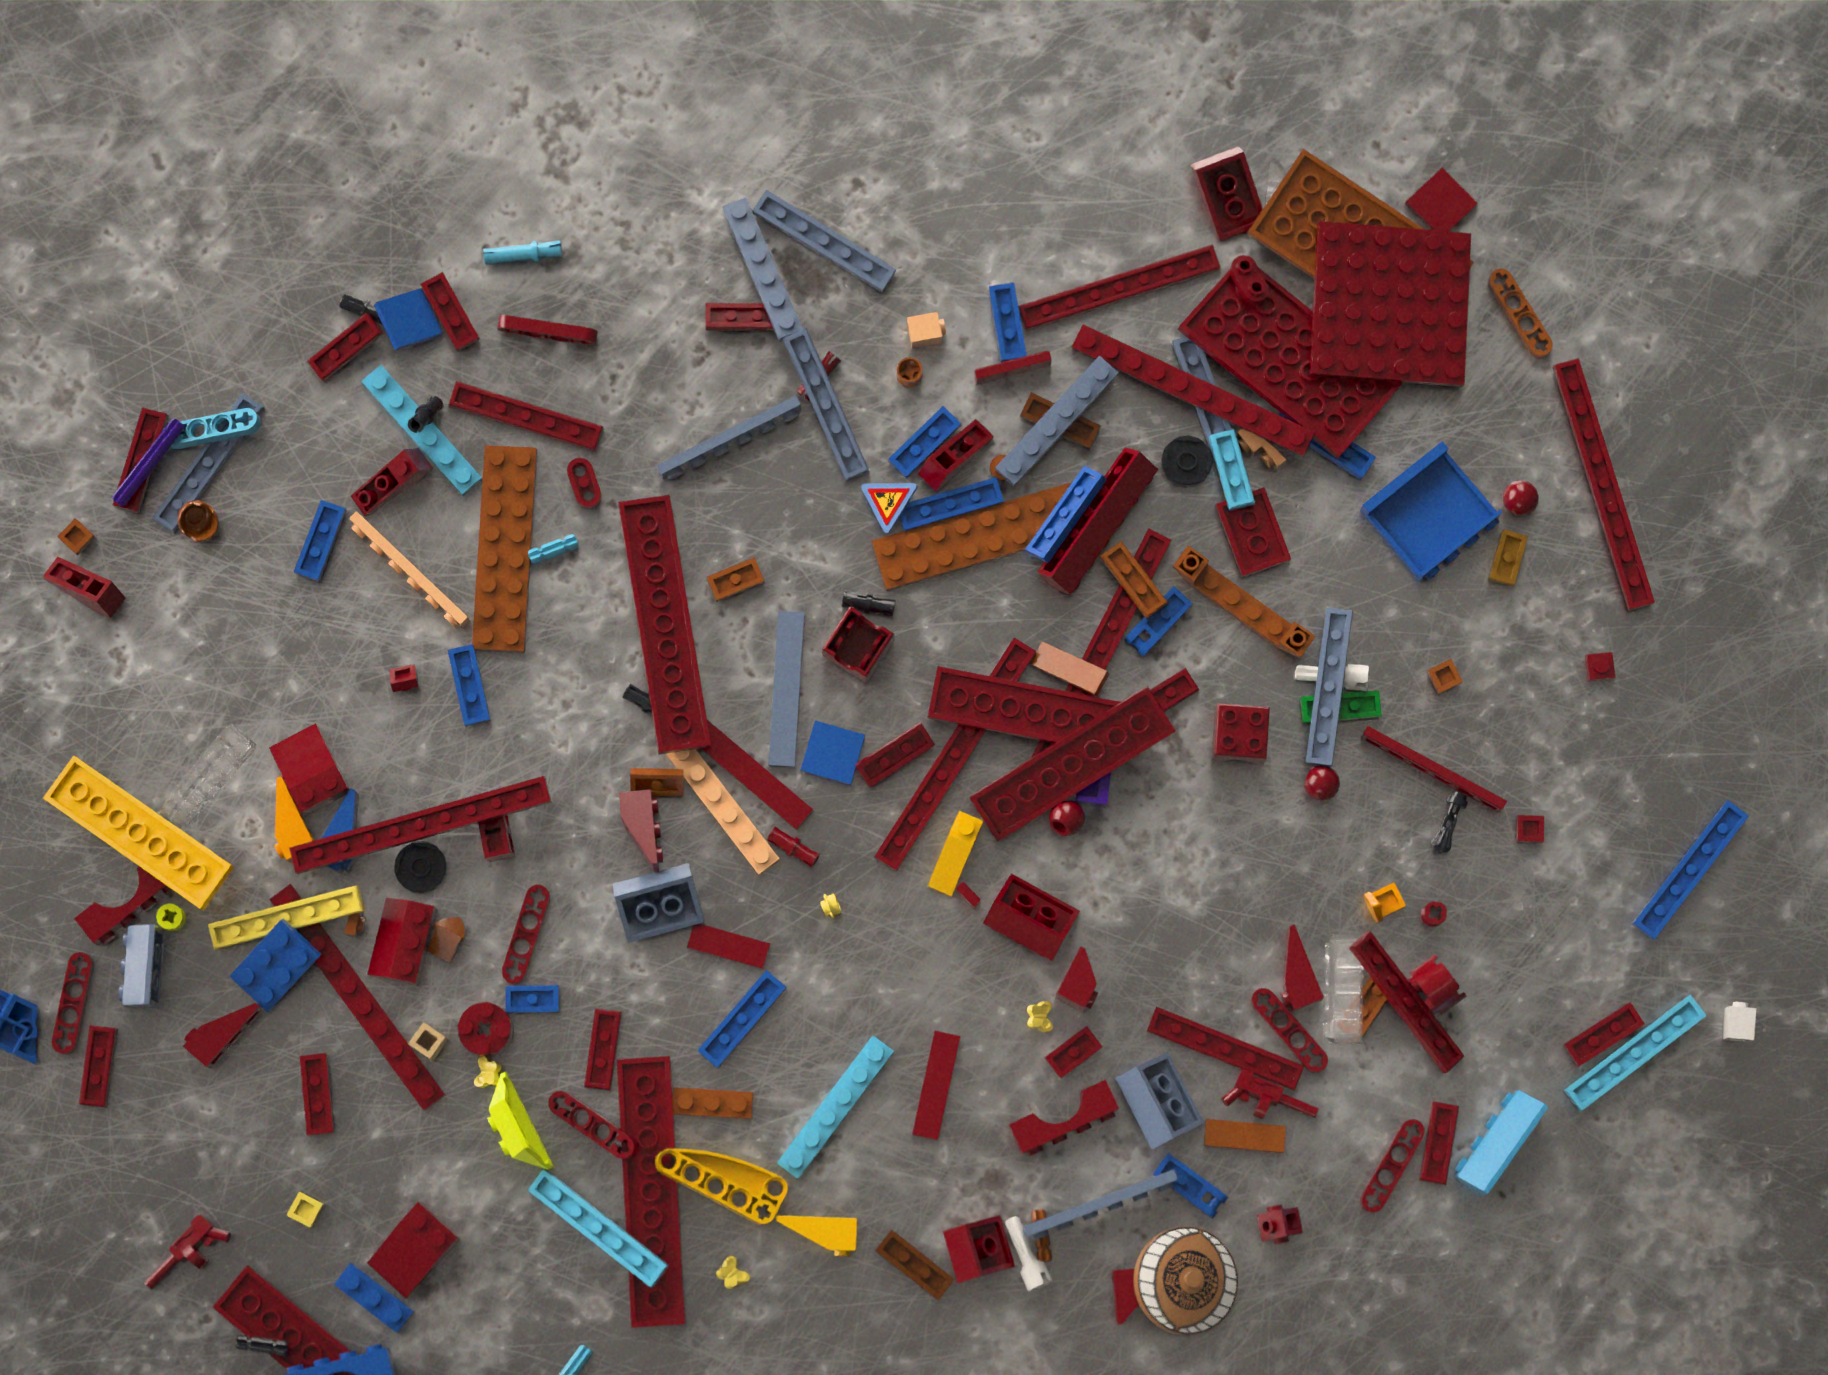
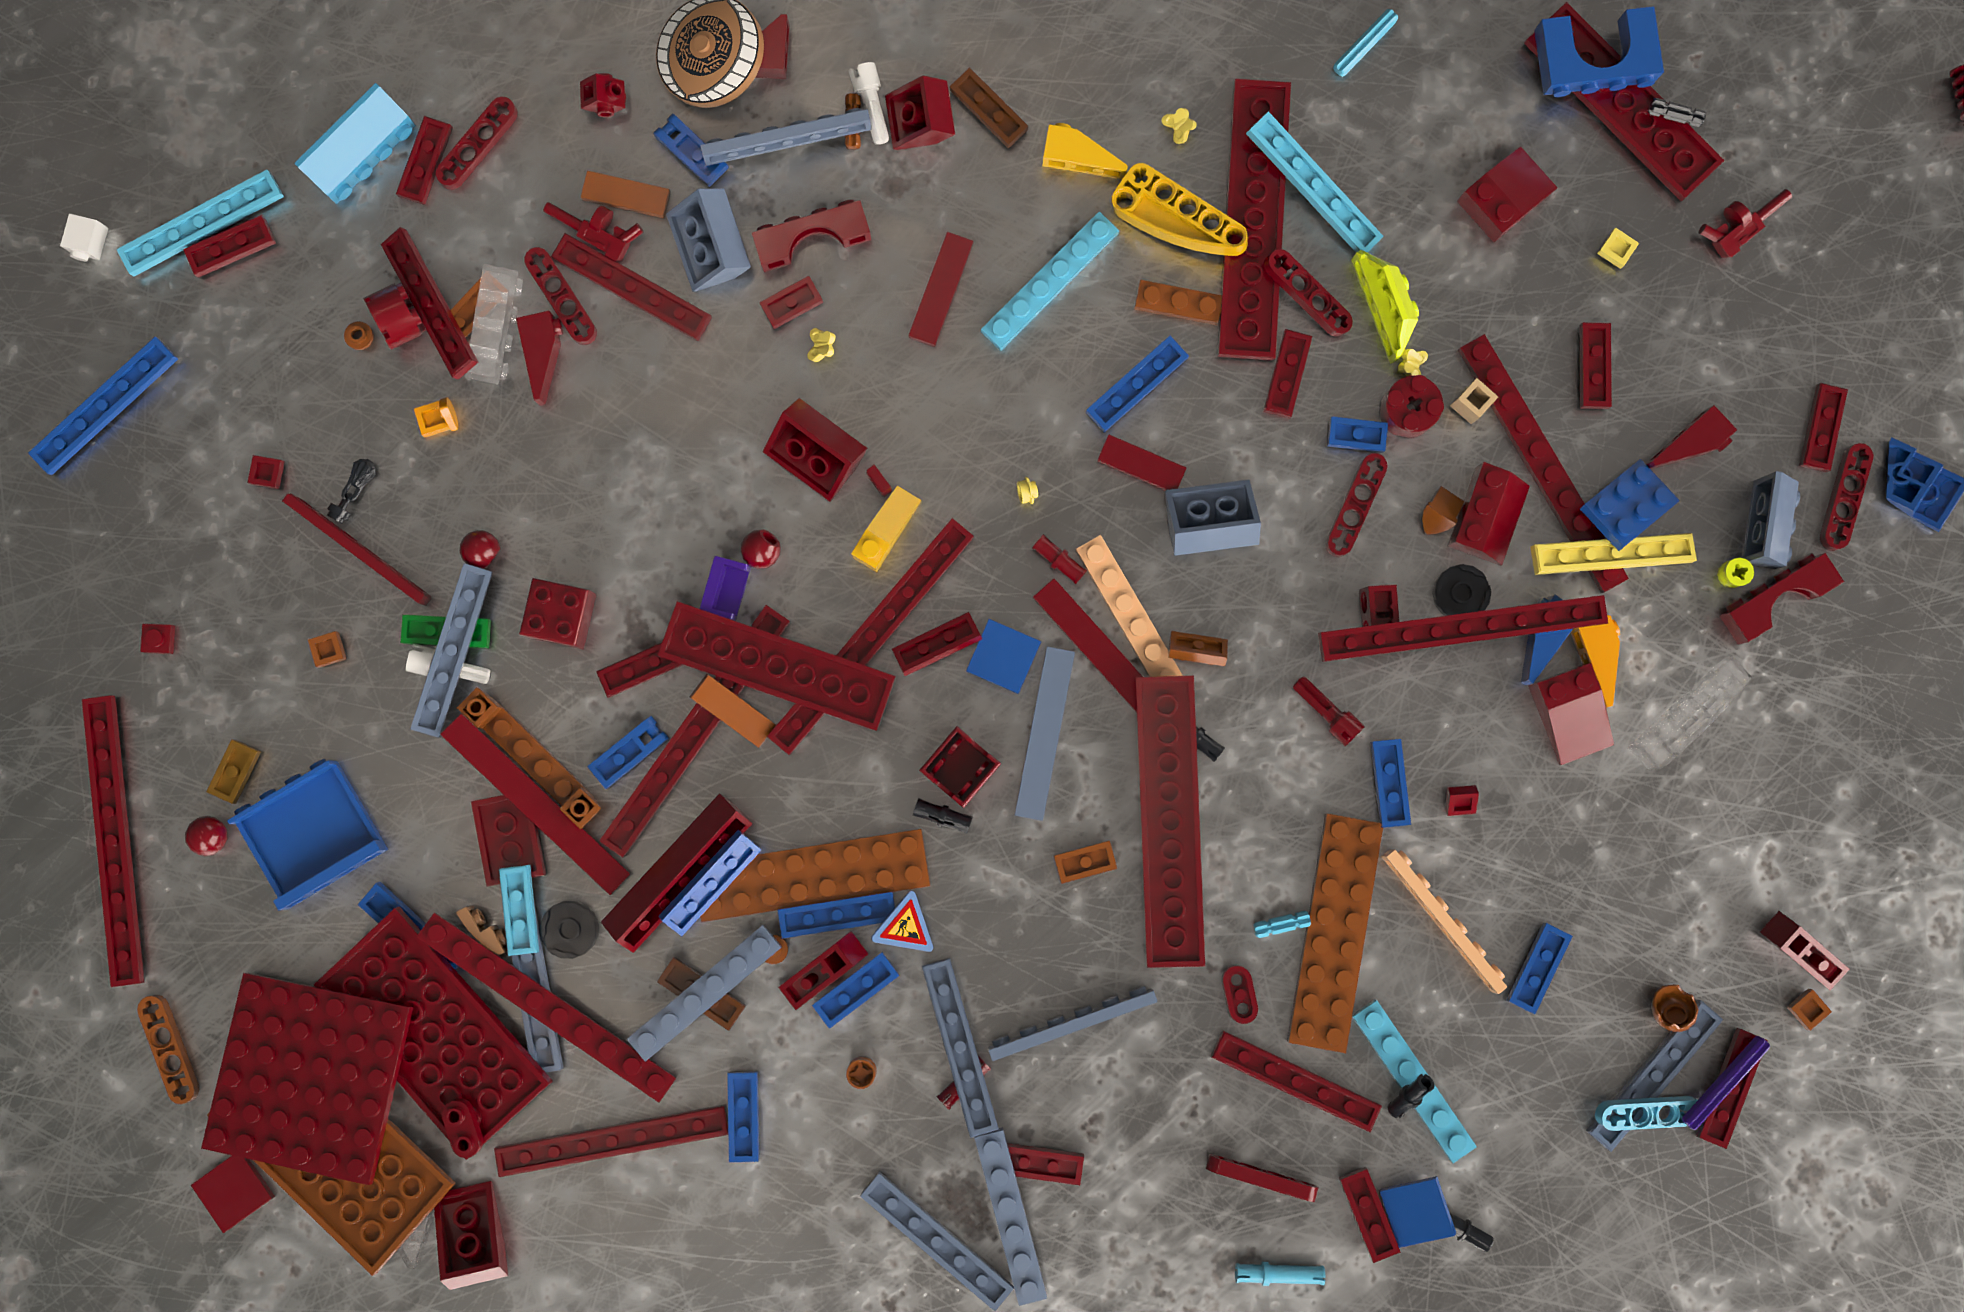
camera: 175 degrees left, 5 degrees up
(138, 833) = (1769, 663): yellow plate -> none
(345, 347) = (1491, 1189): dark red tile -> none
(355, 924) = (1539, 536): dark orange plate -> none
(374, 1298) = (1553, 151): blue plate -> none
(392, 480) = (1453, 1026): dark red slope -> none
(518, 731) = (1343, 725): none -> dark red piece
(639, 822) = (1222, 609): dark red slope -> none
(925, 329) = (836, 1120): light nougat brick -> none
(1012, 367) = (745, 1062): dark red tile -> none
(1072, 763) = (742, 602): dark red plate -> none
(1079, 983) = (775, 368): dark red slope -> none
(1134, 580) = (647, 800): dark orange tile -> none
(1233, 563) = (534, 804): none -> dark red tile
(1433, 906) = (393, 394): dark red bush -> none
(1463, 973) = (366, 338): none -> dark orange plate

